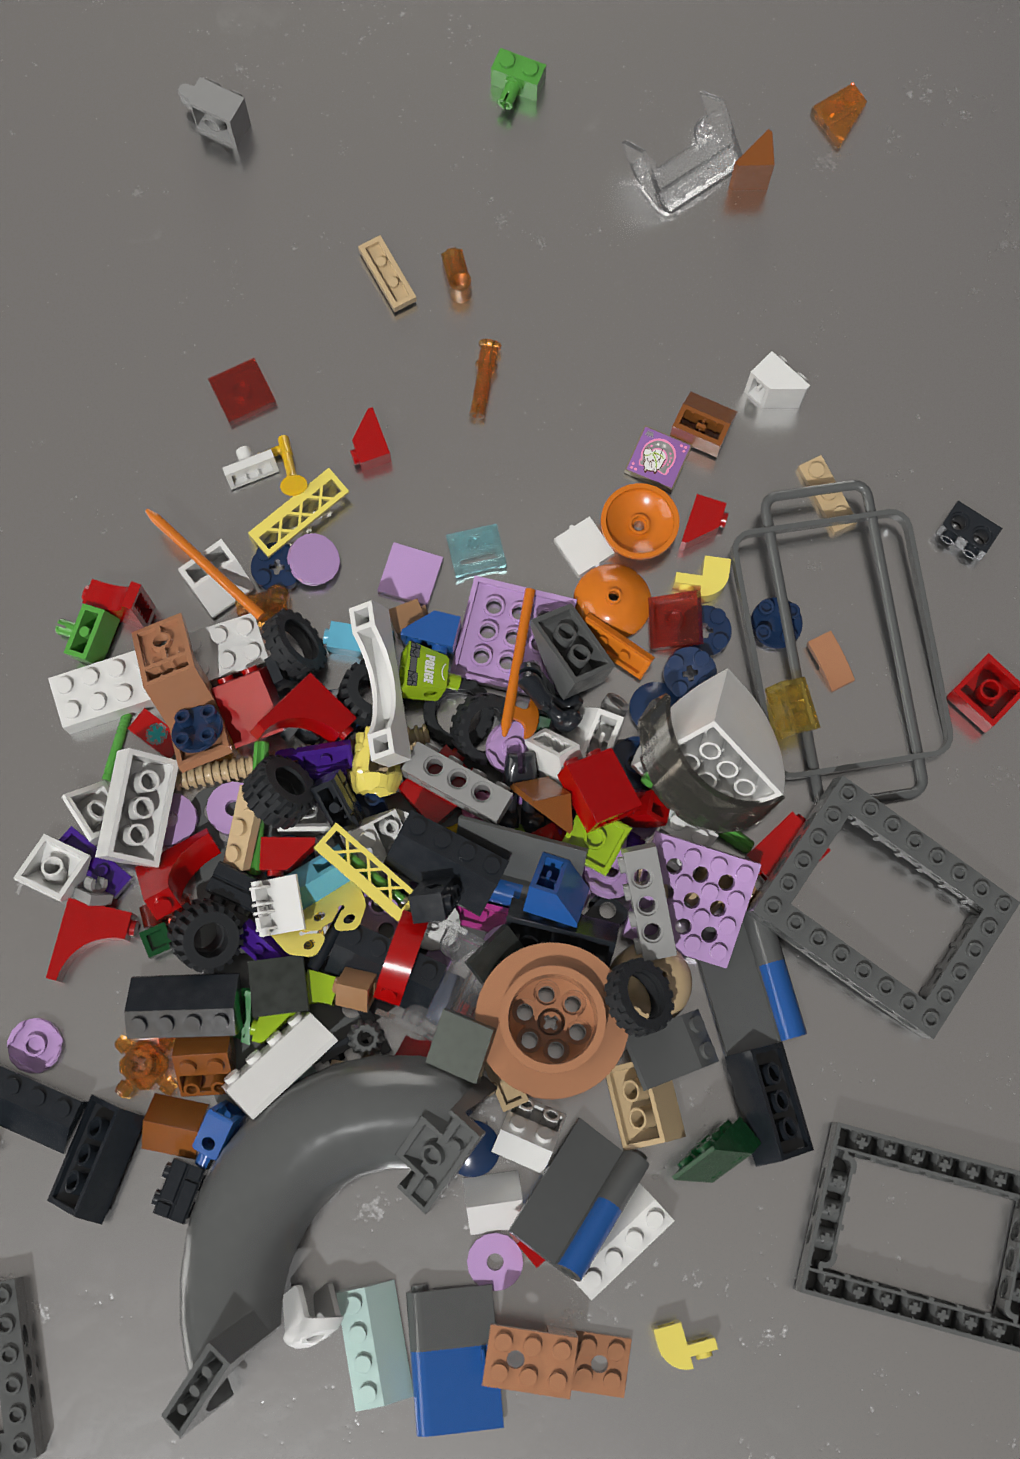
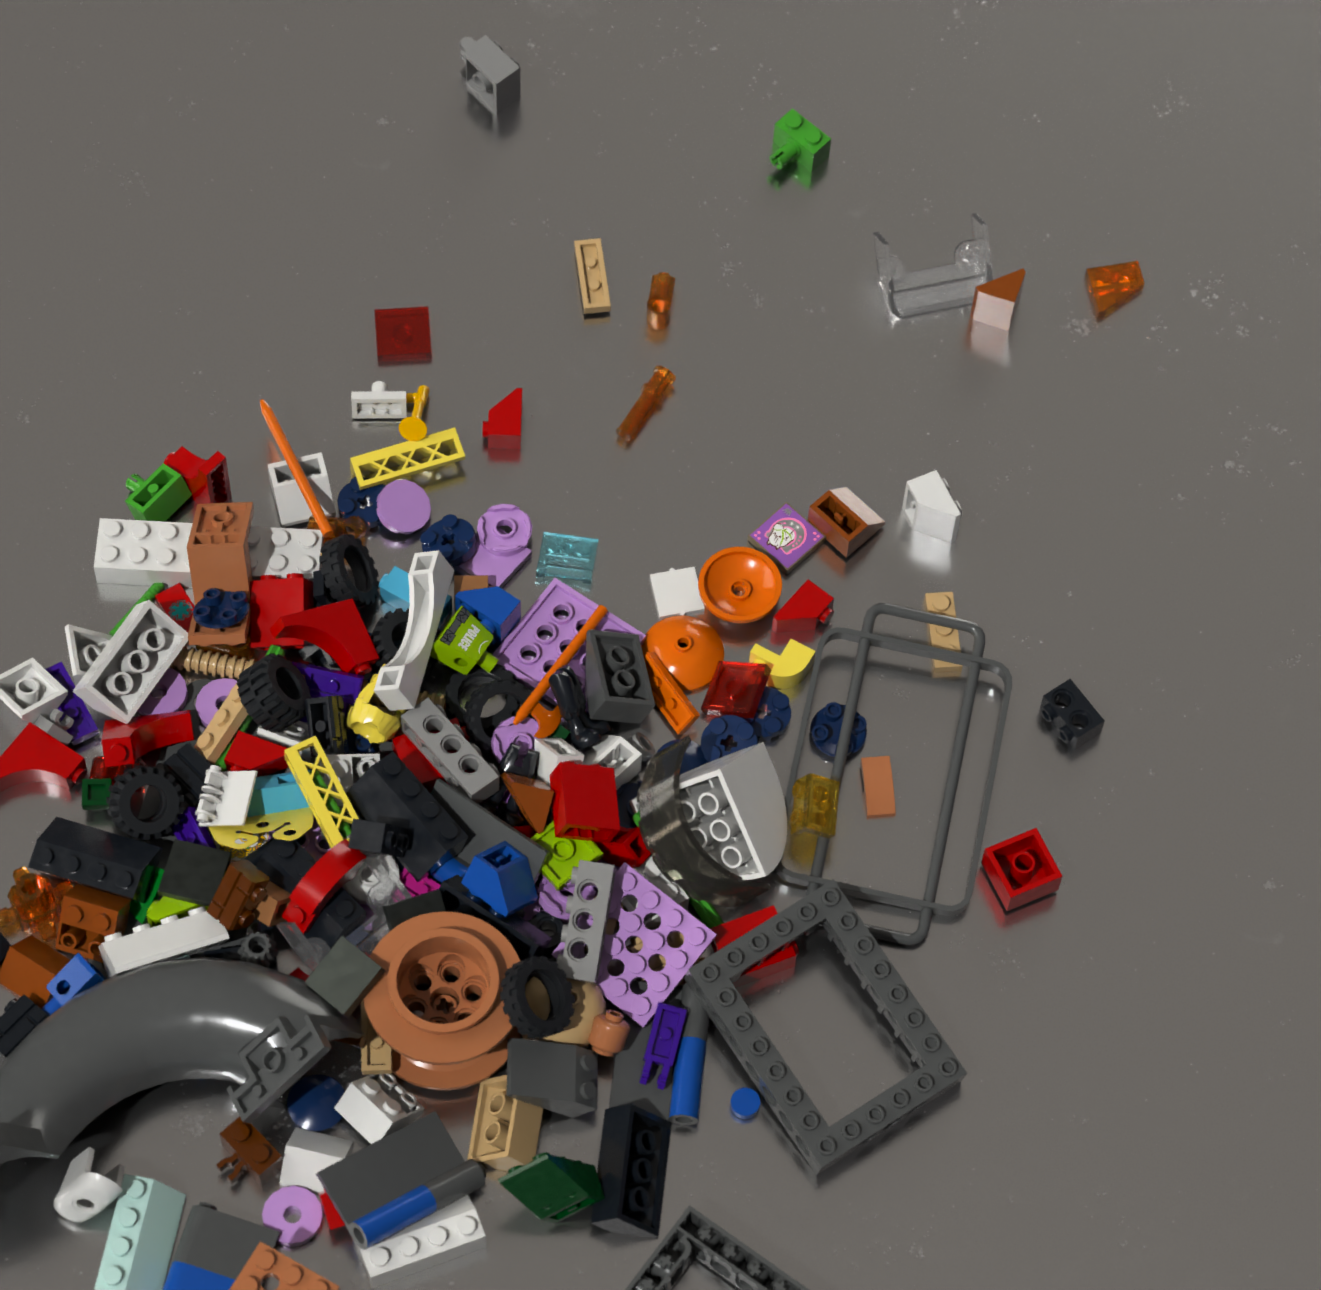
camera: 20 degrees right, 15 degrees down
(330, 998) = (238, 895): none -> reddish brown brick
(372, 589) = (451, 529): none -> dark blue plate
(415, 561) = (499, 543): none -> lavender tile
(438, 1222) = (251, 1153): none -> reddish brown brick
(702, 989) = (609, 1033): none -> nougat head
(750, 977) = (663, 1041): none -> dark purple hinge
(837, 998) = (745, 1103): none -> blue tile

